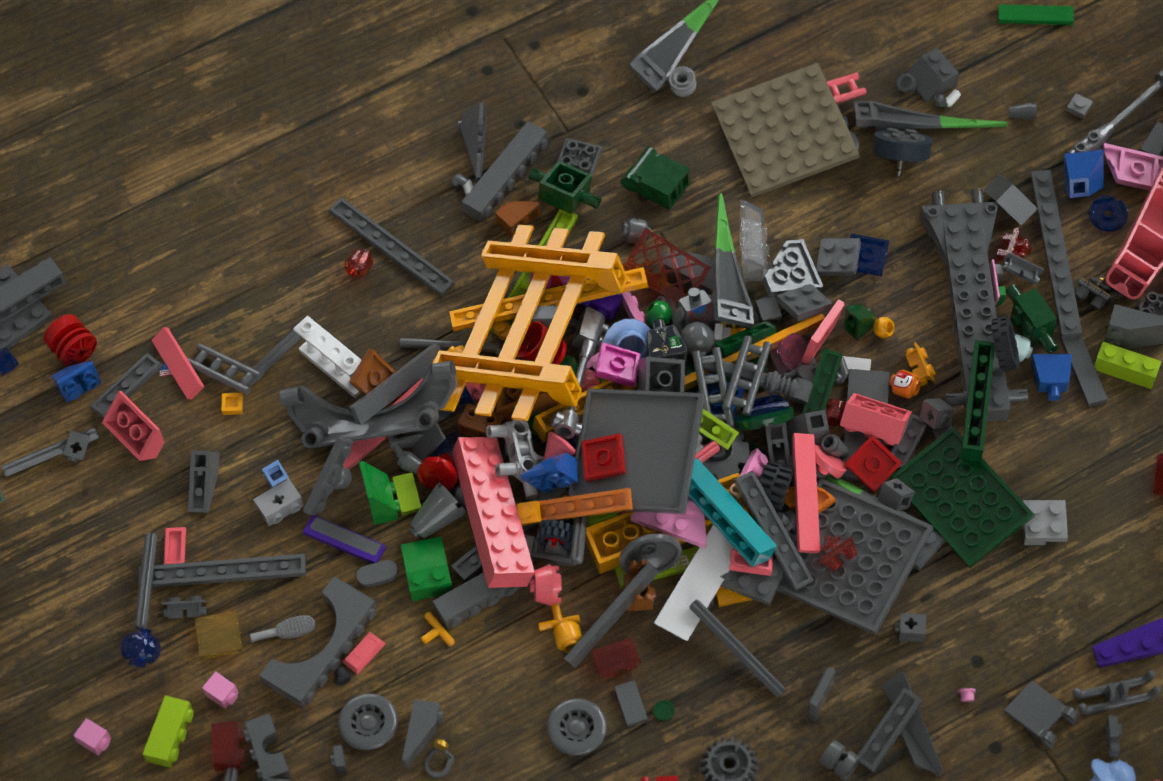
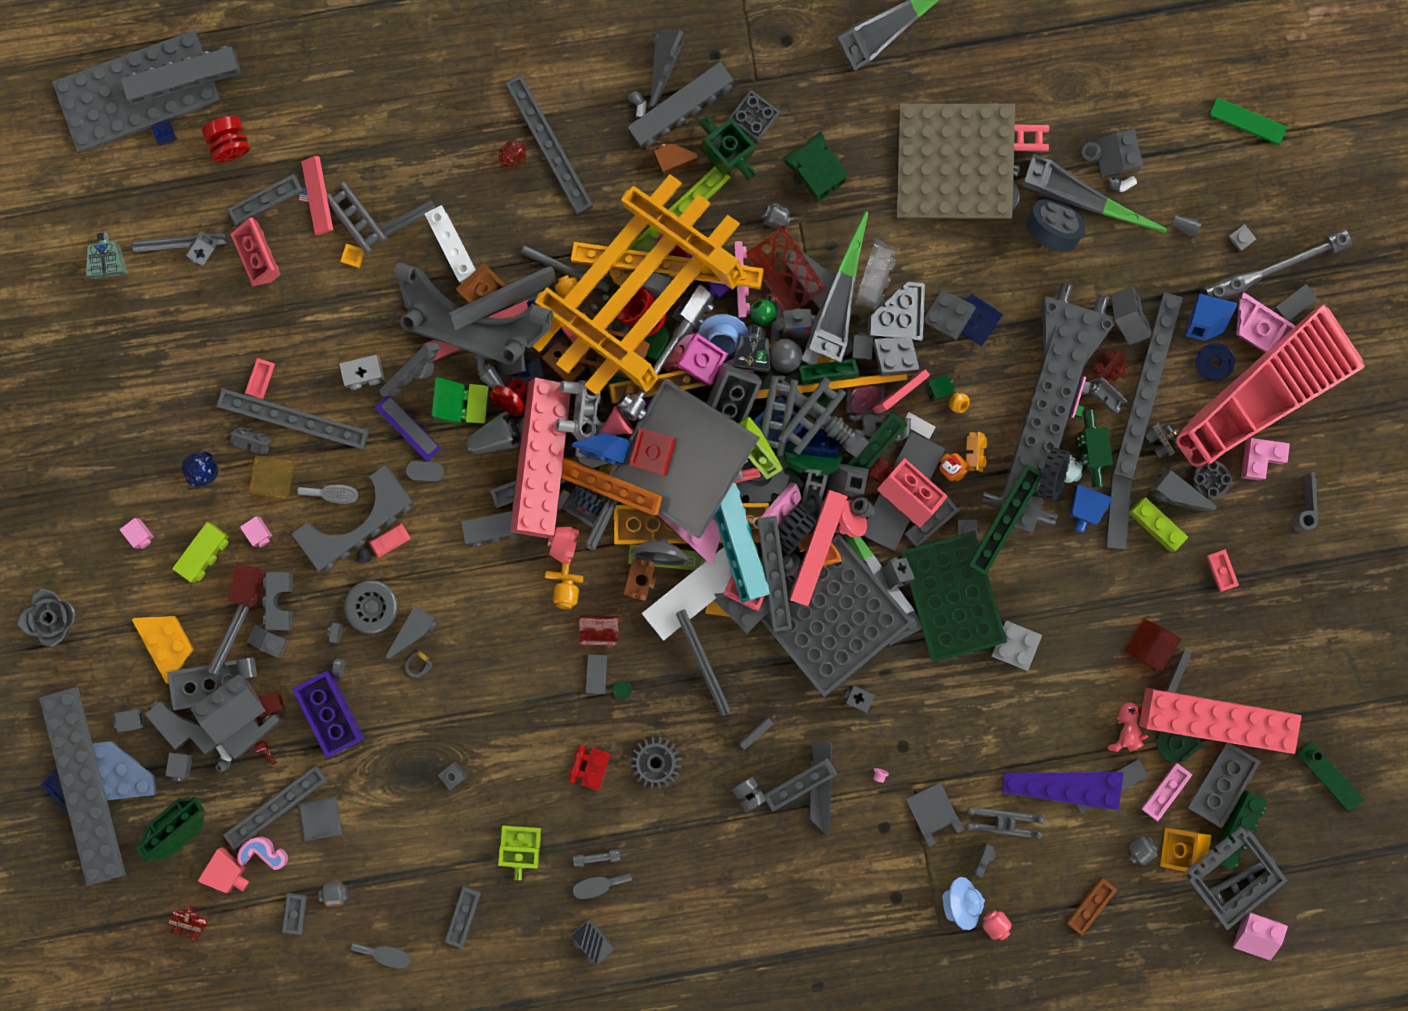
camera: 20 degrees right, 25 degrees up
(76, 380) = (217, 180): blue slope -> none
(145, 581) = (222, 407): dark grey axle -> none
(203, 478) = (303, 323): dark grey slope -> none
(274, 474) = (365, 348): medium blue leg -> none
(426, 568) = (468, 482): green slope -> none
(437, 630) = (458, 544): light orange piece -> none
(529, 512) = (571, 473): light orange plate -> none
(576, 727) = (543, 678): dark grey wheel -> none
(611, 615) = (607, 595): dark grey tile -> none
(679, 74) = (882, 60): light grey wheel -> none
(846, 547) = (830, 611): clear red hips -> none
(872, 463) = (890, 535): red tile -> none
(940, 416) = (967, 509): dark grey brick -> none

